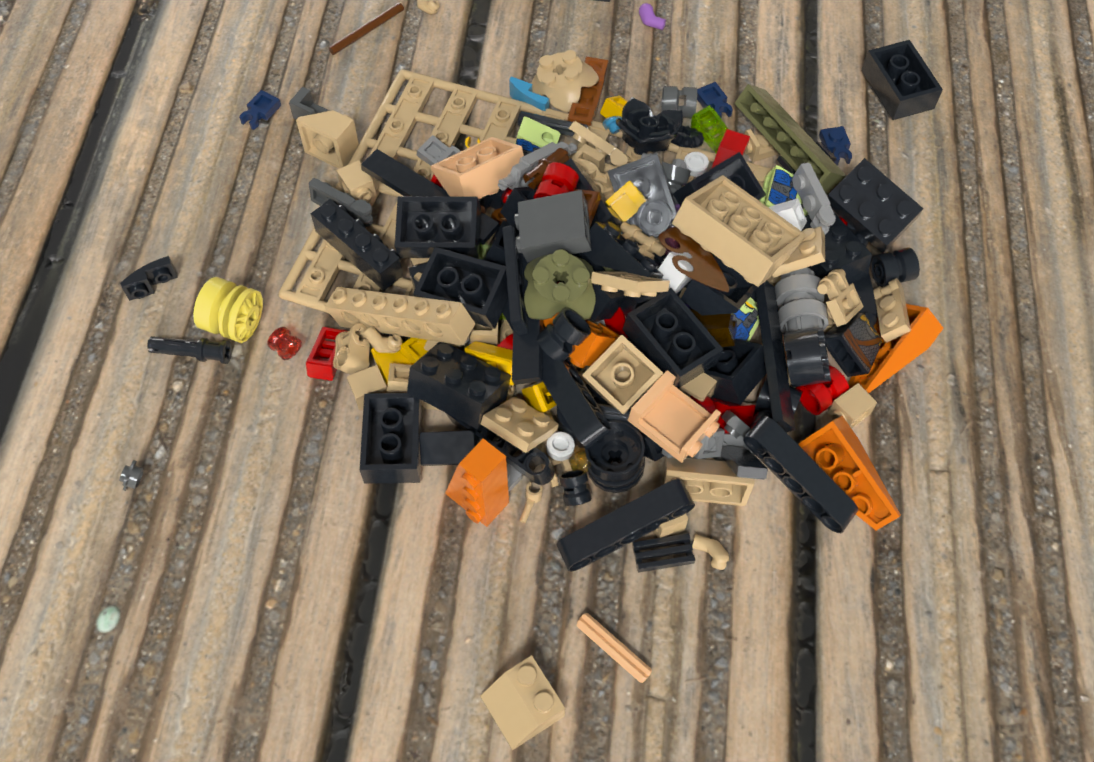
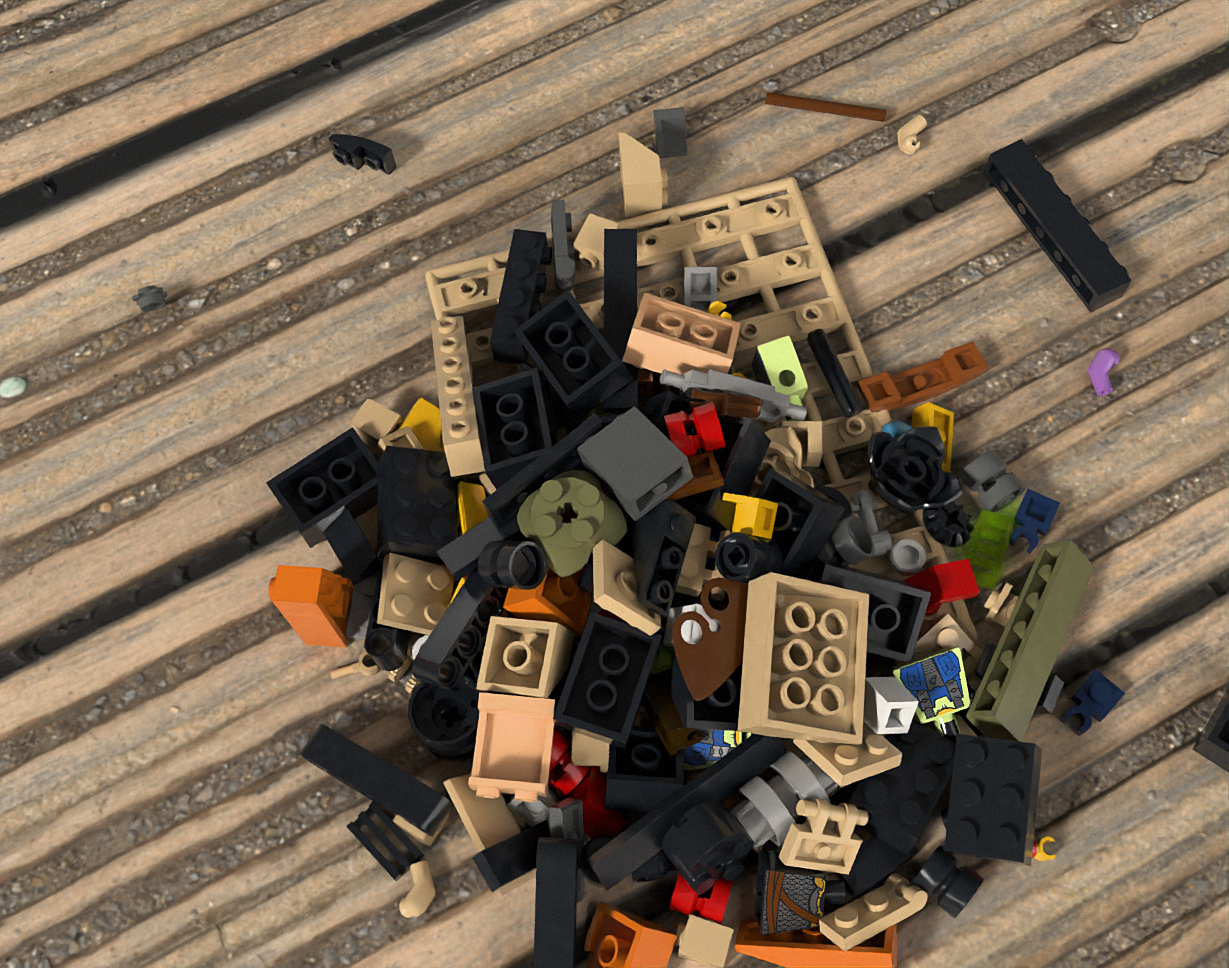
camera: 60 degrees right, 5 degrees up
(201, 349) = (318, 254): black pin -> none
(228, 309) = (367, 242): light yellow wheel -> none
(261, 106) = (638, 92): dark blue plate -> none
(284, 343) = (374, 317): clear red wheel -> none
(320, 367) = (399, 370): red slope -> none
(352, 350) = (401, 384): tan piece -> none
(383, 344) = (427, 402): tan arm -> none
(523, 92) = (863, 320): dark azure slope -> none
(523, 702) = (135, 806): tan slope -> none
(561, 79) = (914, 337): tan brick -> none
(575, 487) = (392, 702): black wheel -> none
(583, 135) = (838, 439): tan hinge -> none
(614, 647) = (245, 857): light nougat axle -> none
(813, 197) = (937, 722): light grey hinge -> none

